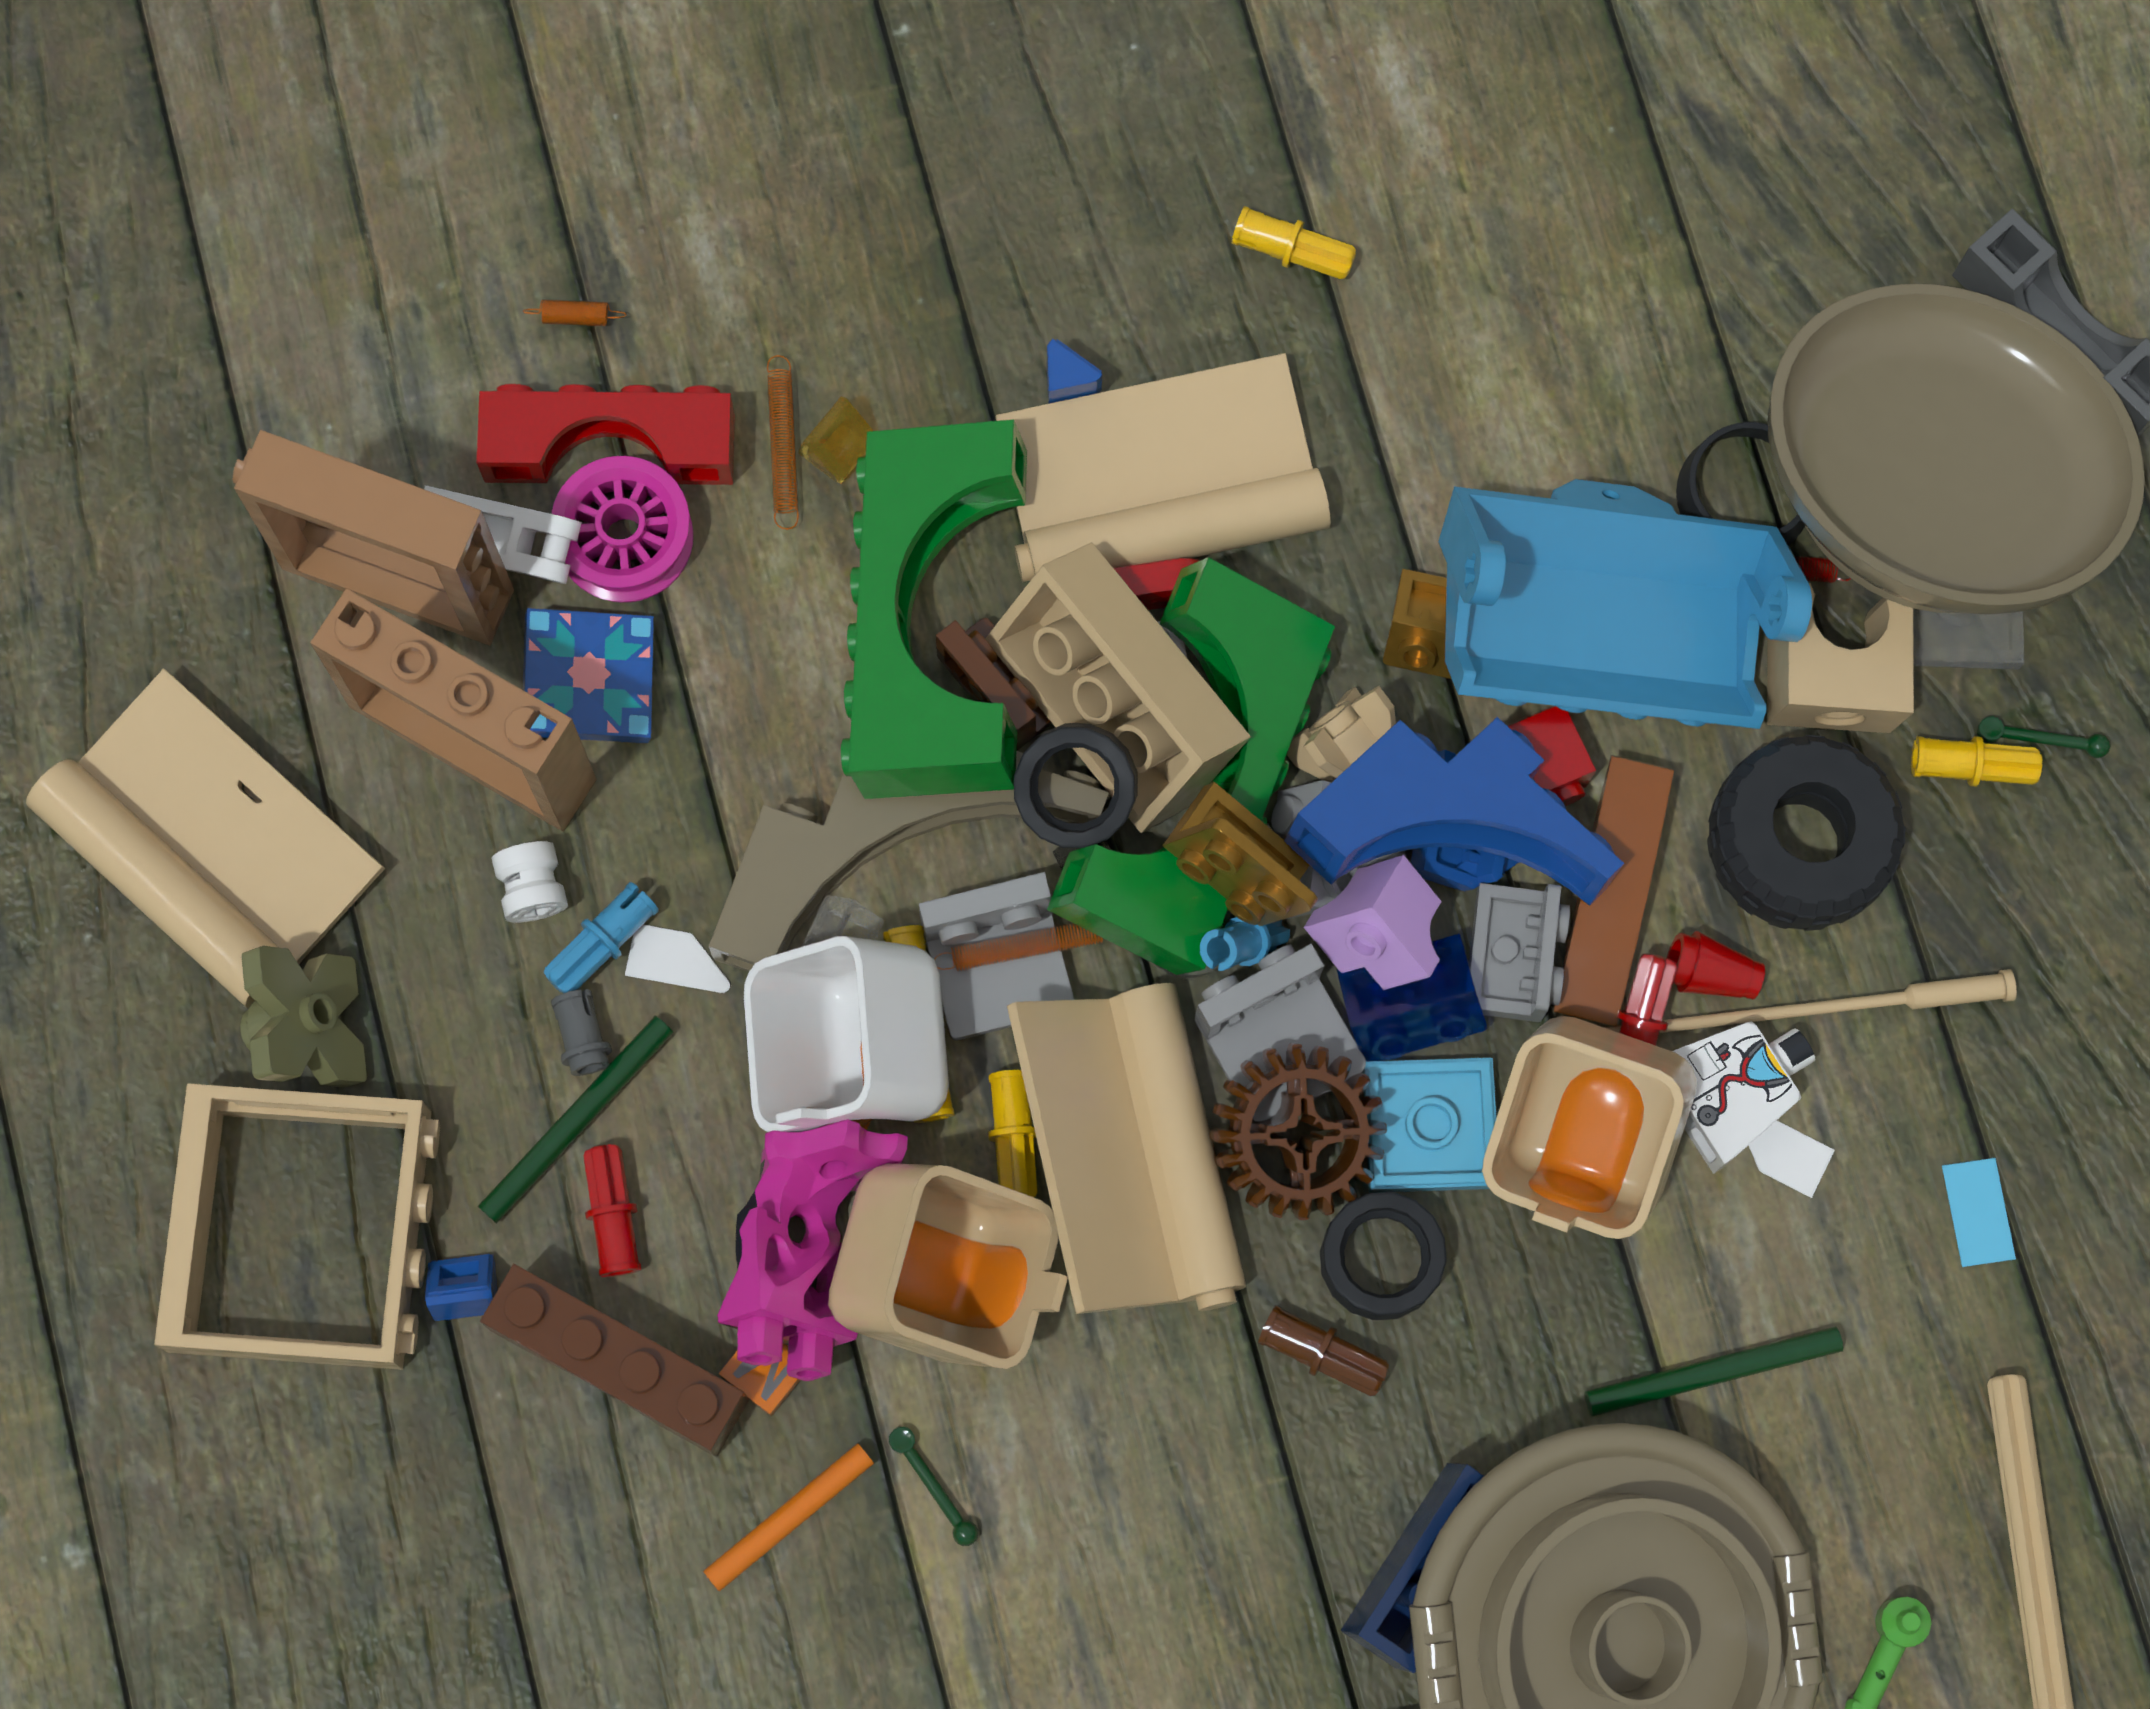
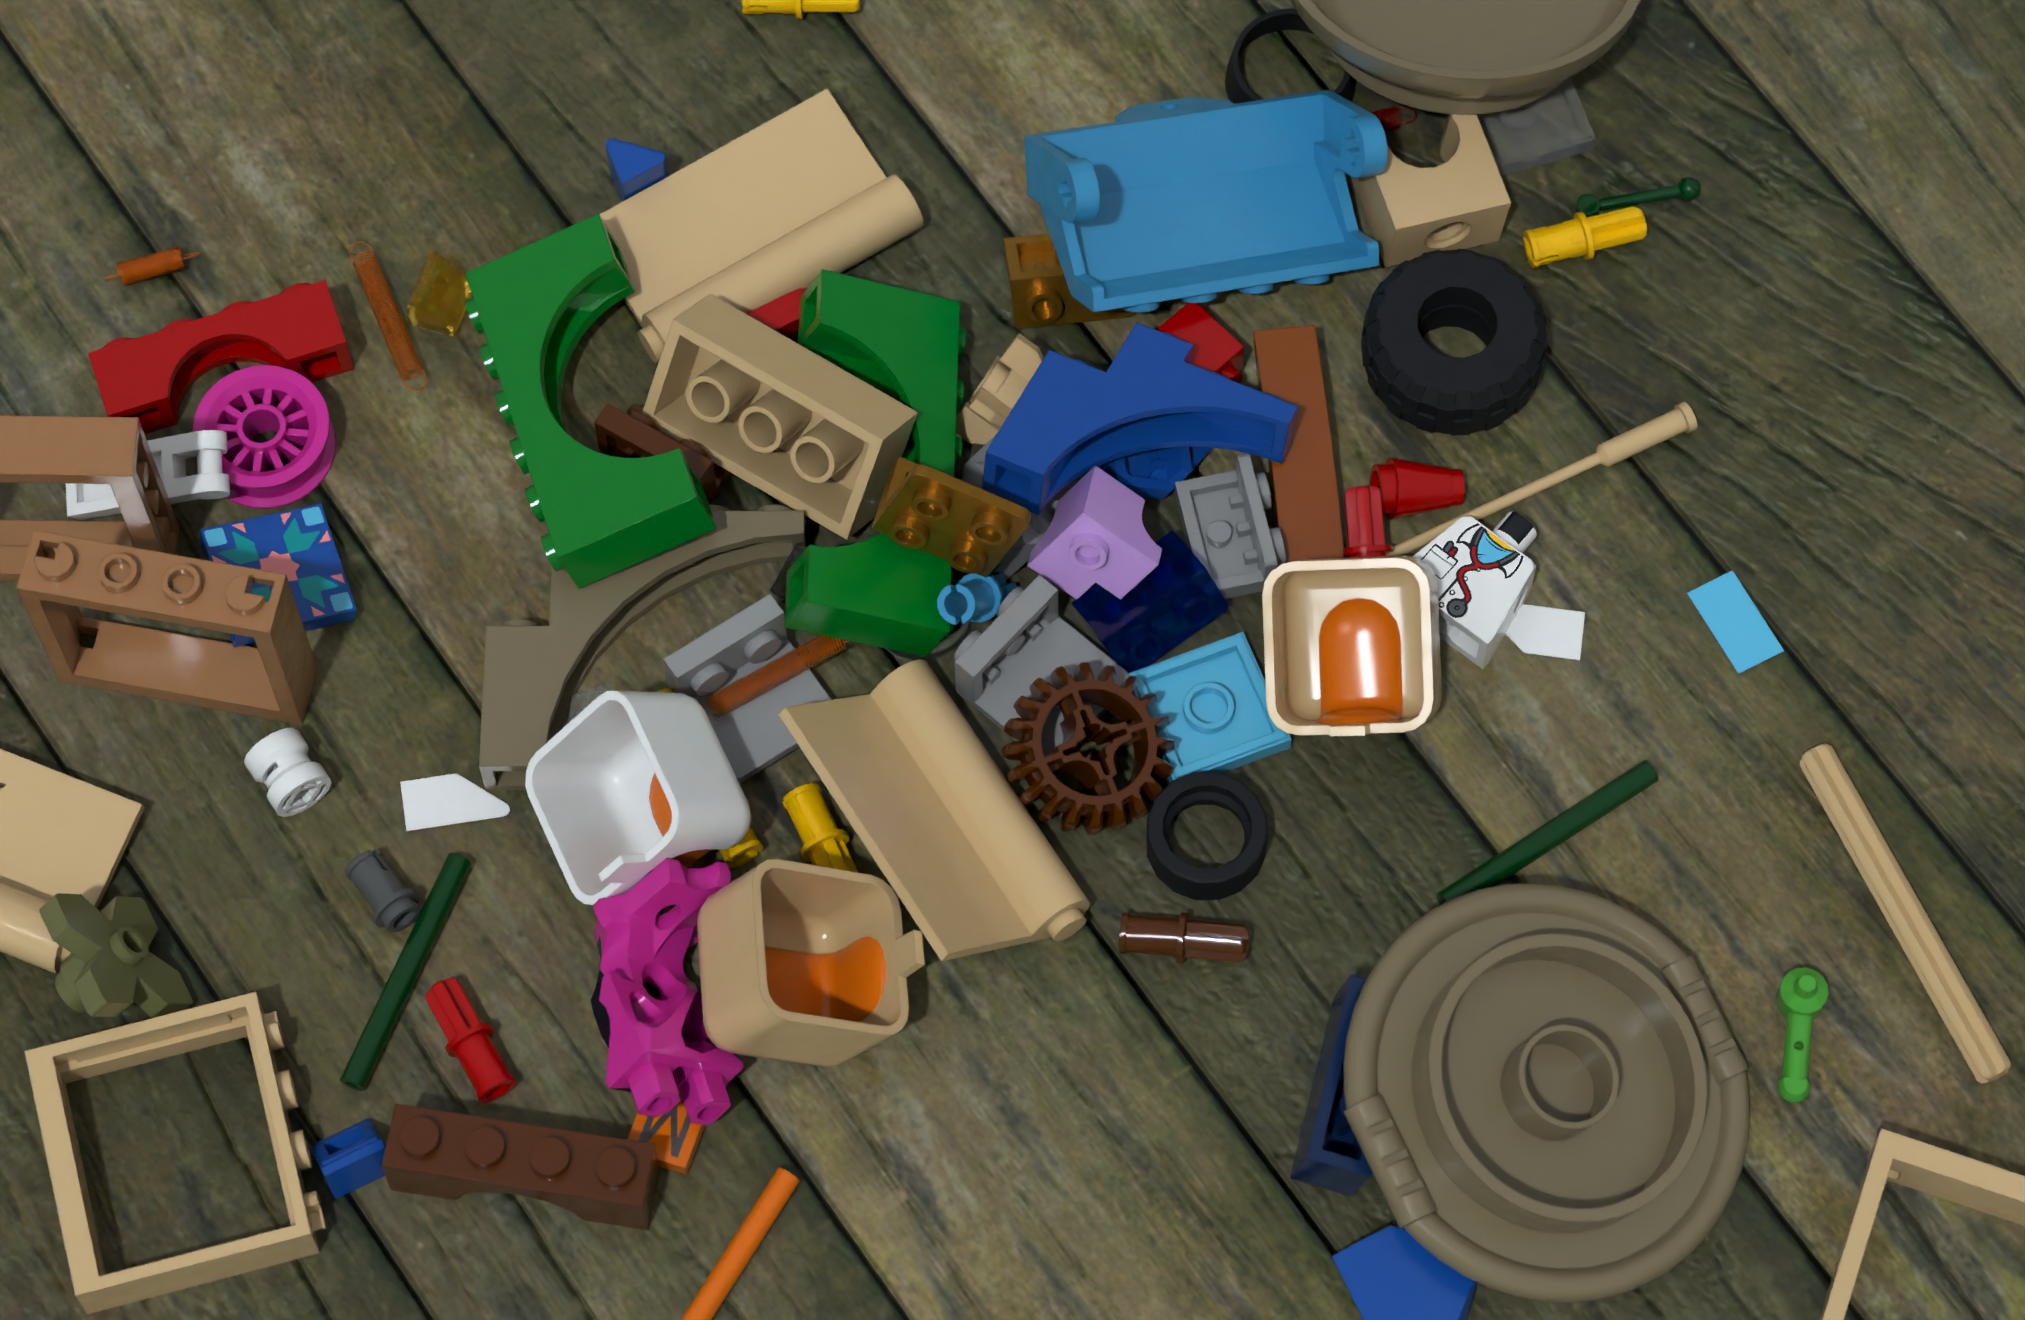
camera: 15 degrees left, 10 degrees down
(600, 939) = (373, 800): dark azure axle -> none
(903, 1442) = (819, 1155): dark green hinge -> none
(1054, 829) = (743, 468): black tyre -> none

